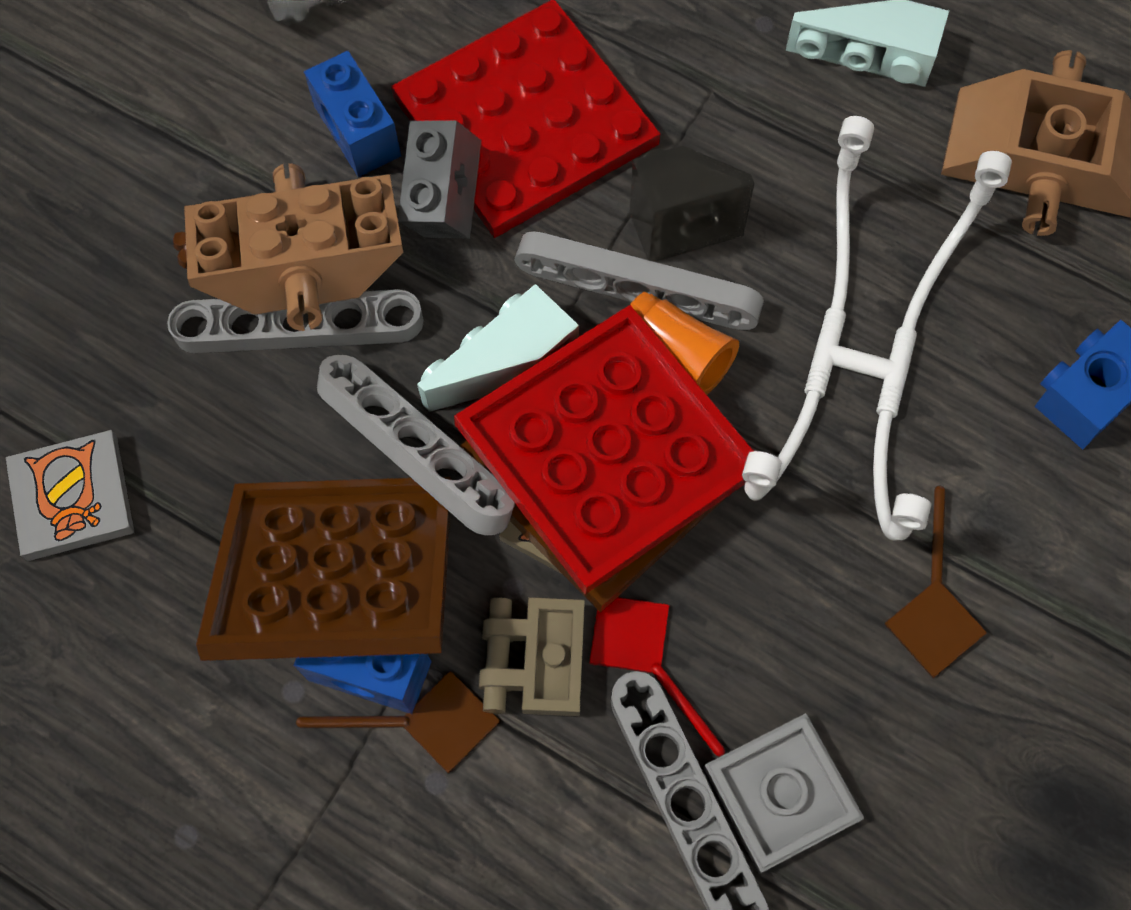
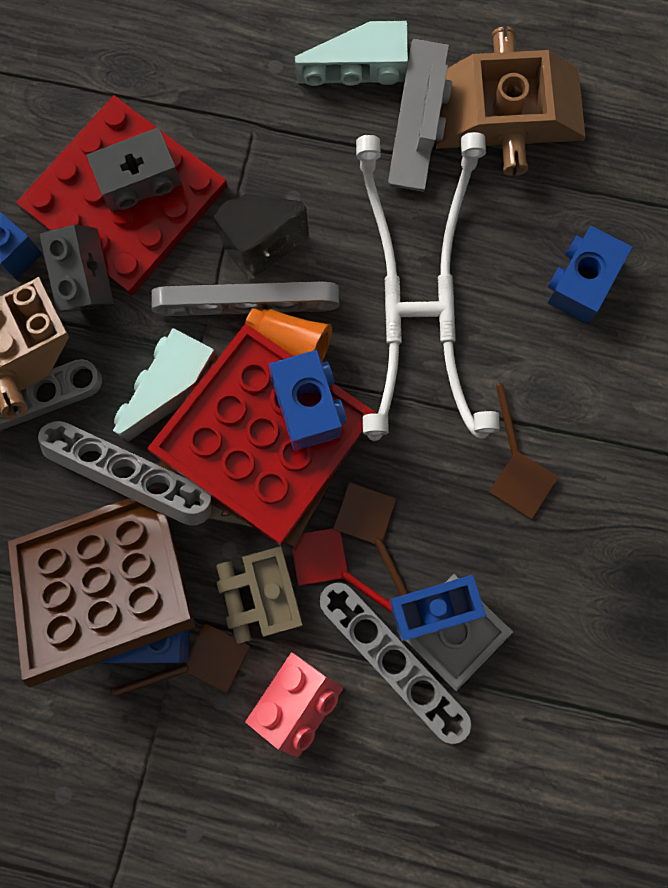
camera: 15 degrees left, 10 degrees up
(535, 818) = (294, 706): none -> coral bracket
(551, 85) = (142, 154): none -> dark grey brick
(669, 446) = (304, 375): none -> blue brick
(709, 603) = (366, 517): none -> reddish brown piece
(770, 741) = (437, 608): none -> blue brick
(932, 127) = (419, 114): none -> light grey bracket

